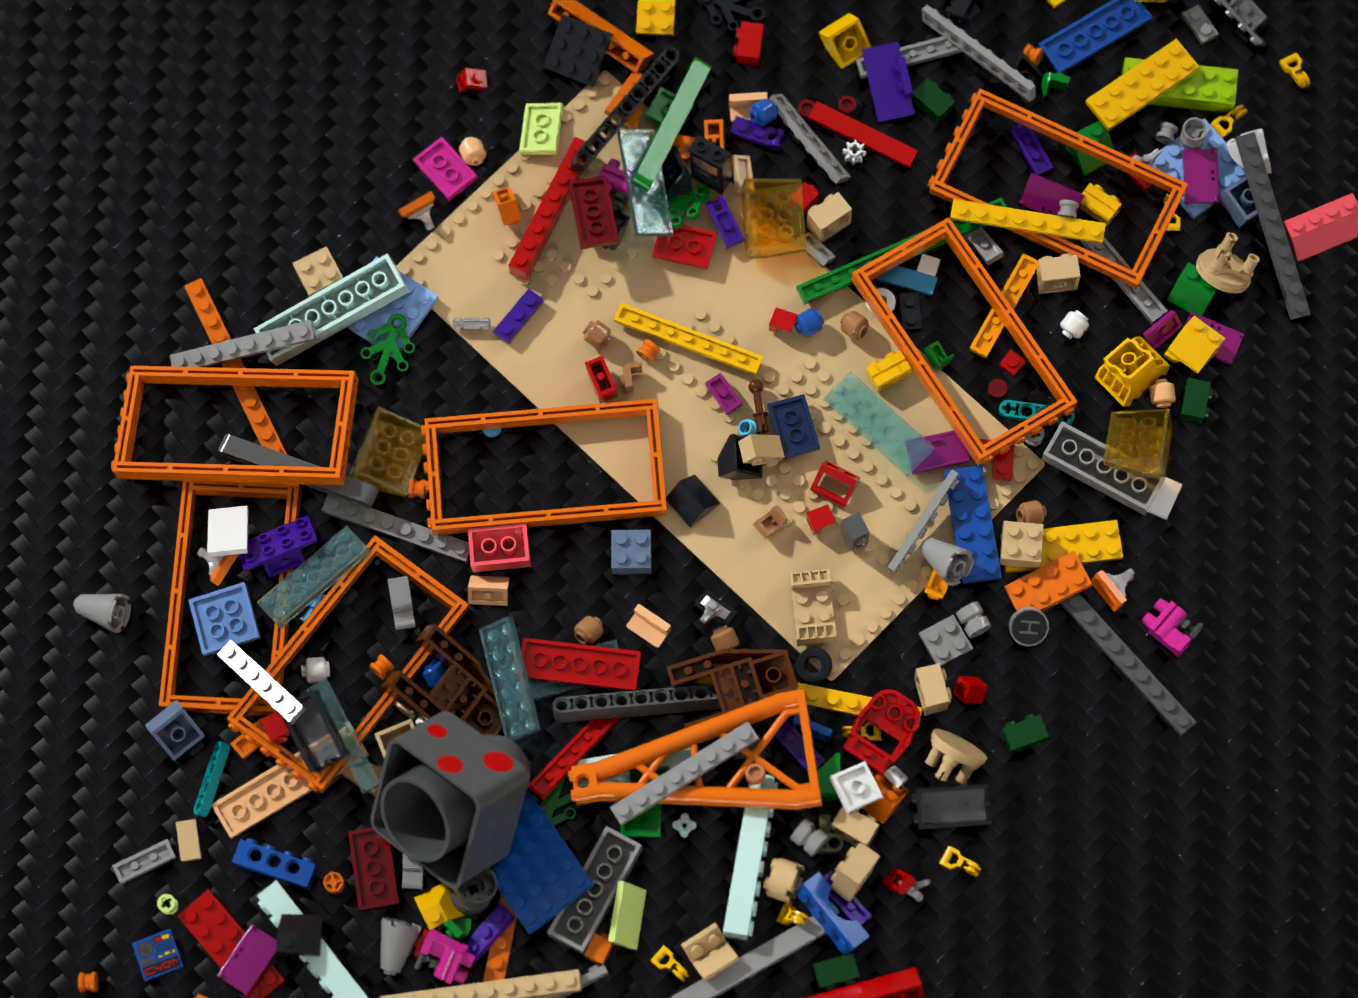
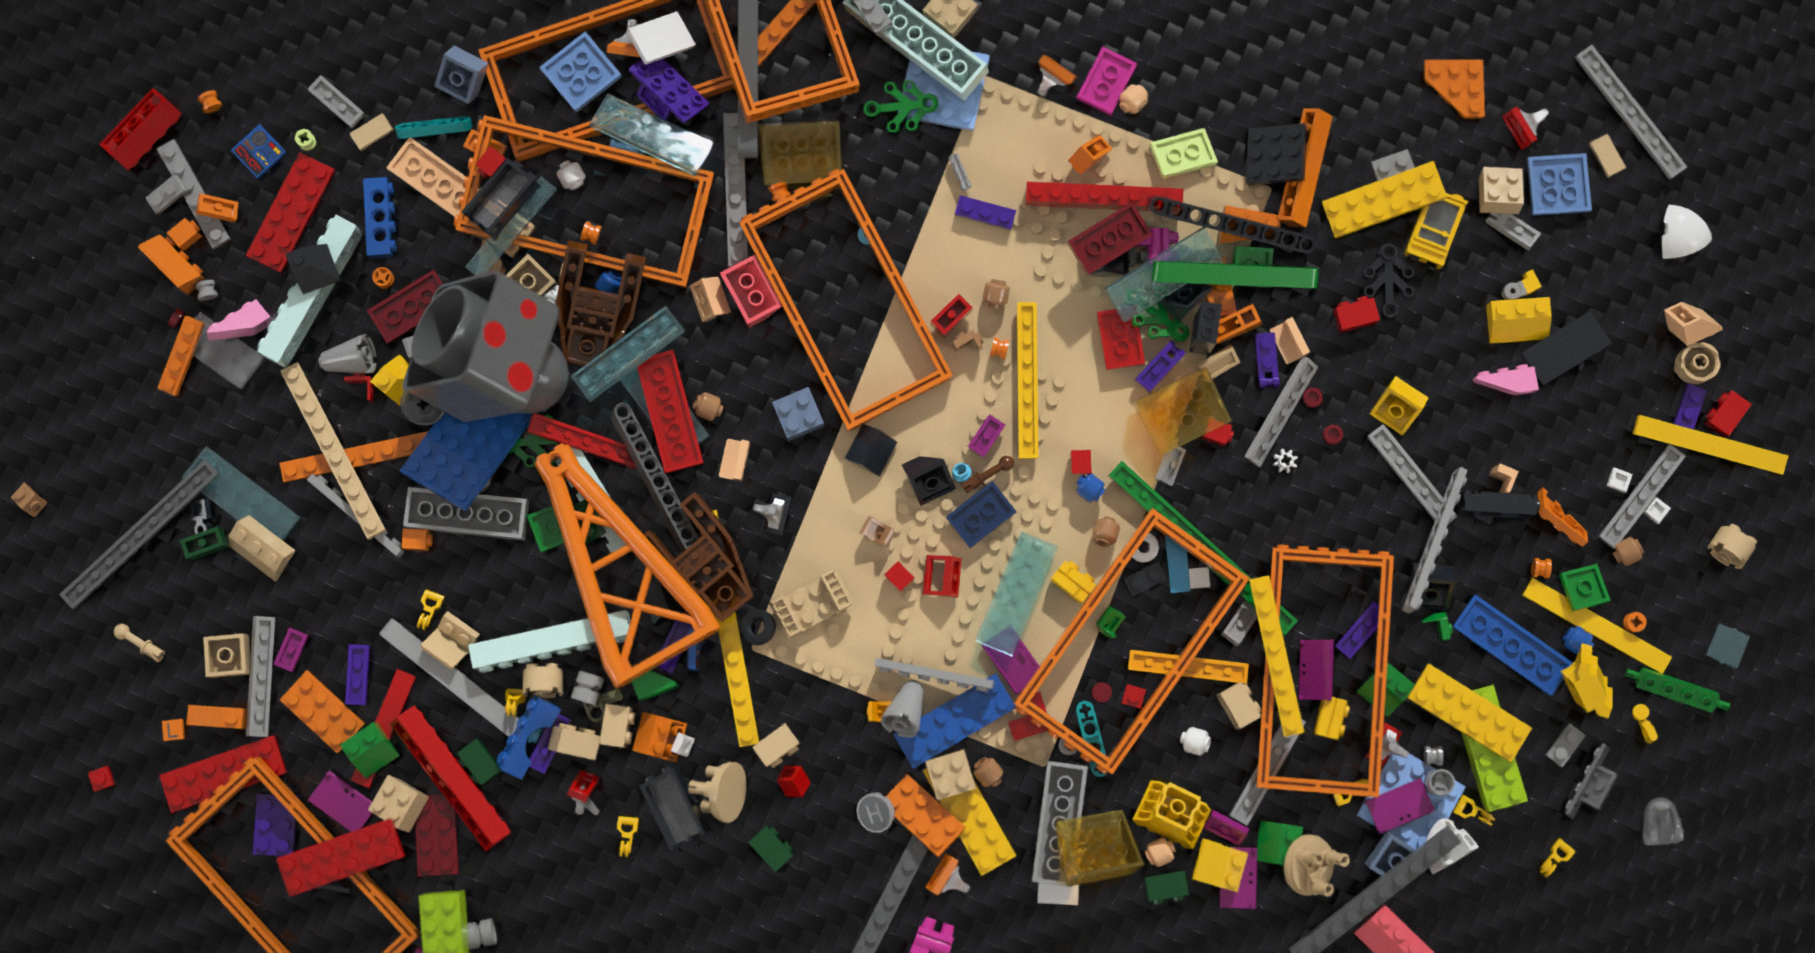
camera: 60 degrees right, 10 degrees up
(250, 960) = (281, 235): magenta door -> none
(261, 682) = (527, 131): plate -> none
(401, 603) = (659, 224): light grey piece -> none
(450, 957) = (353, 407): dark pink hips -> none
(459, 929) = (383, 406): green plate -> none
(472, 79) = (1207, 67): red bracket -> none
(489, 931) = (390, 434): dark purple plate -> none
(627, 915) = (454, 552): yellowish green tile -> none
(684, 773) = (596, 550): light grey plate -> none
(690, 825) = (563, 575): light aqua plate -> none
(724, 638) = (748, 535): medium nougat head -> none
(755, 774) = (620, 615): nougat tile -> none
(761, 449) = (942, 493): tan brick -> none
(763, 112) = (1287, 357): blue head -> none
(829, 217) = (1205, 463): tan brick -> none
(855, 532) = (897, 614): dark grey brick -> none
(856, 787) = (649, 712): white tile -> none
(863, 134) = (1307, 461): red tile -> none
(876, 732) = (707, 685): yellow piece -> none
(888, 81) = (1371, 464): dark purple bracket -> none
(894, 716) = (737, 722): red slope -> none
(933, 100) = (1371, 515): dark green brick -> none
(945, 641) = (832, 740): light grey plate -> none
(972, 617) = (861, 758): light grey wheel -> none
(1033, 54) = (1460, 593): orange wheel -> none
(1068, 208) = (1303, 690): light grey wheel -> none

